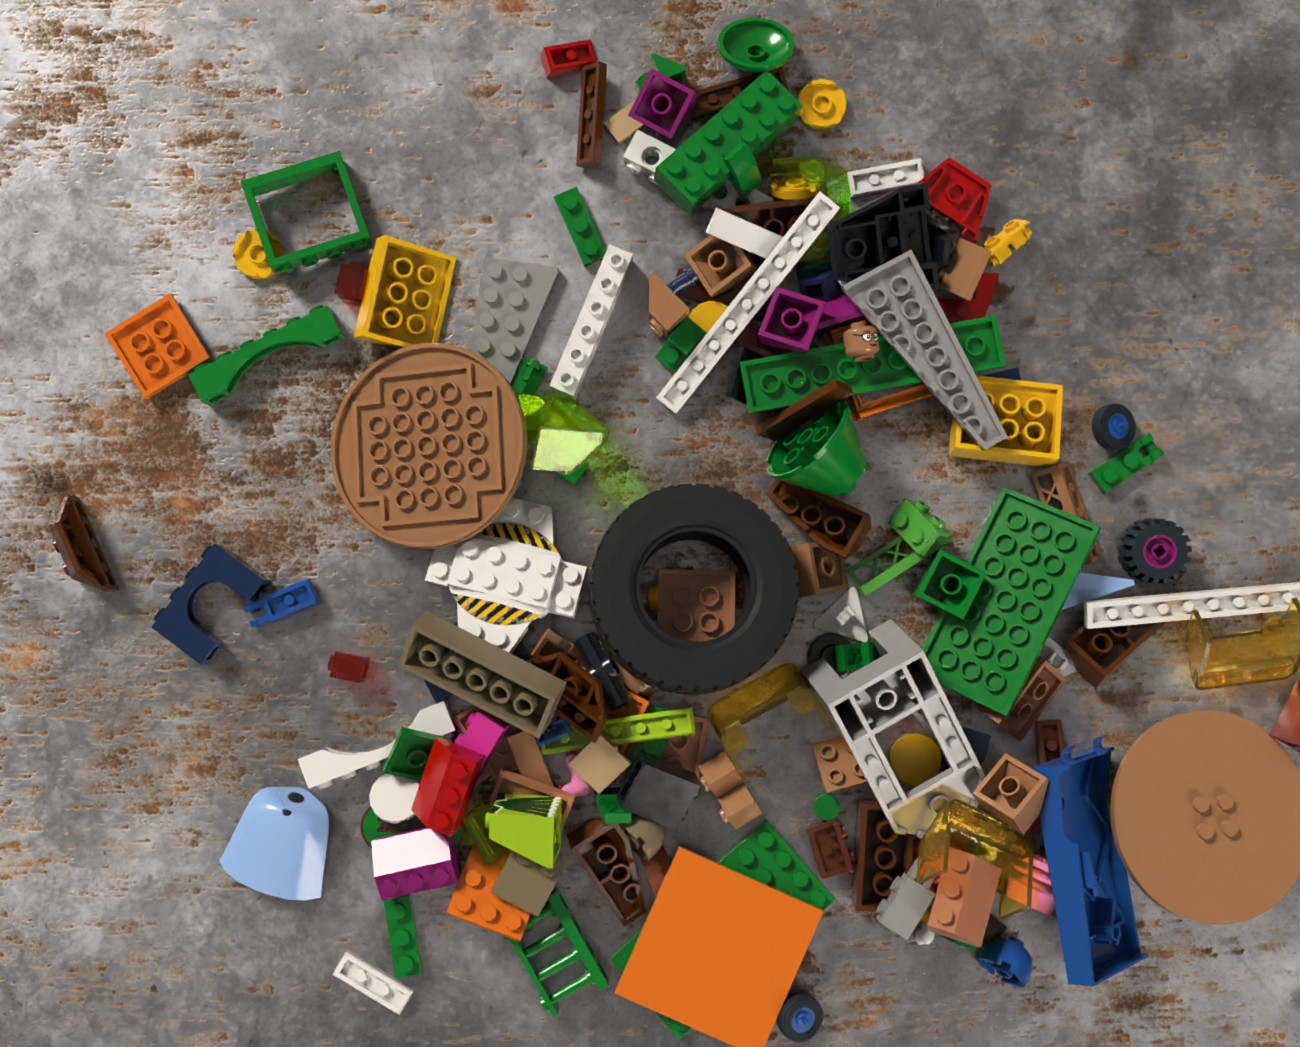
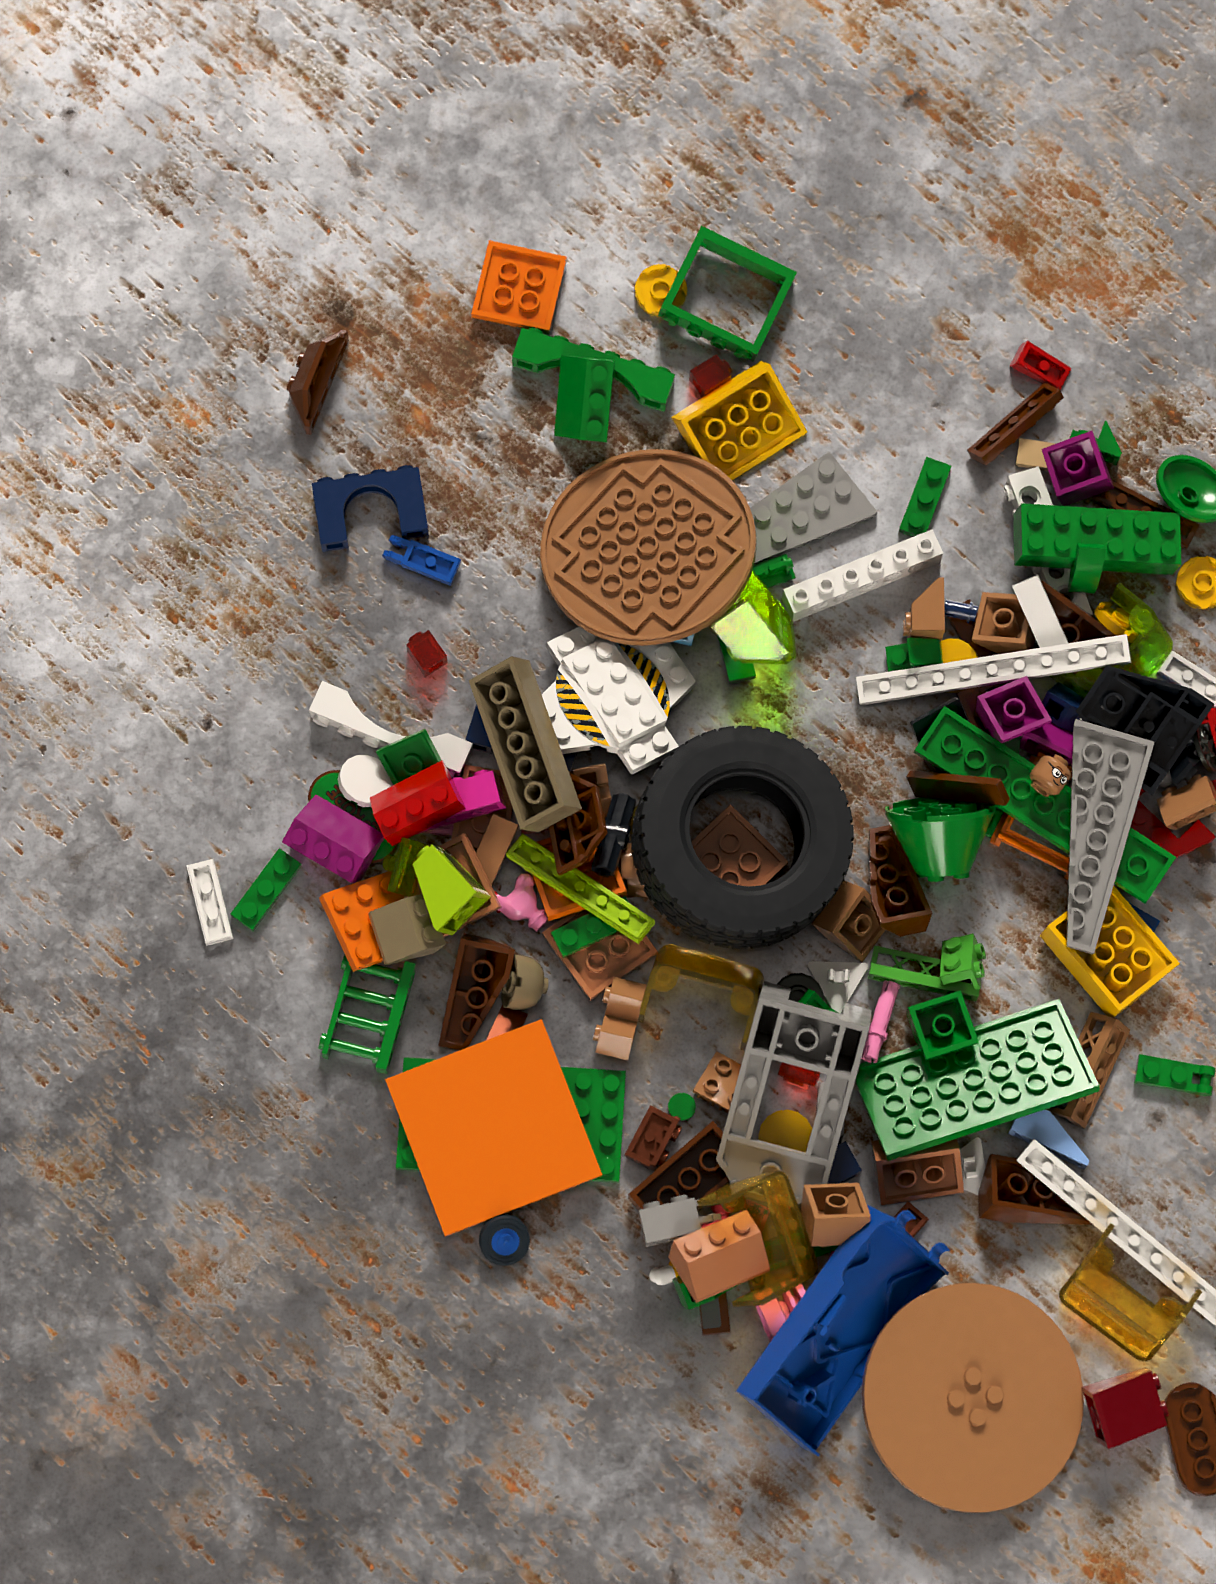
camera: 40 degrees right, 10 degrees down
(278, 851) = (242, 733): light blue piece -> none
(281, 382) = (584, 398): none -> green slope
(554, 732) = (524, 841): blue piece -> none
(599, 763) = (544, 898): tan piece -> none
(610, 808) = (521, 941): green slope -> none
(653, 598) = (704, 822): light orange tile -> none
(658, 790) = (568, 961): black brick -> none
(900, 614) = (880, 1021): none -> bright pink pin
(1007, 959) = (706, 1352): blue cylinder -> none
(1113, 427) = (1190, 1035): black wheel -> none
(1154, 550) = (1128, 1157): black wheel -> none

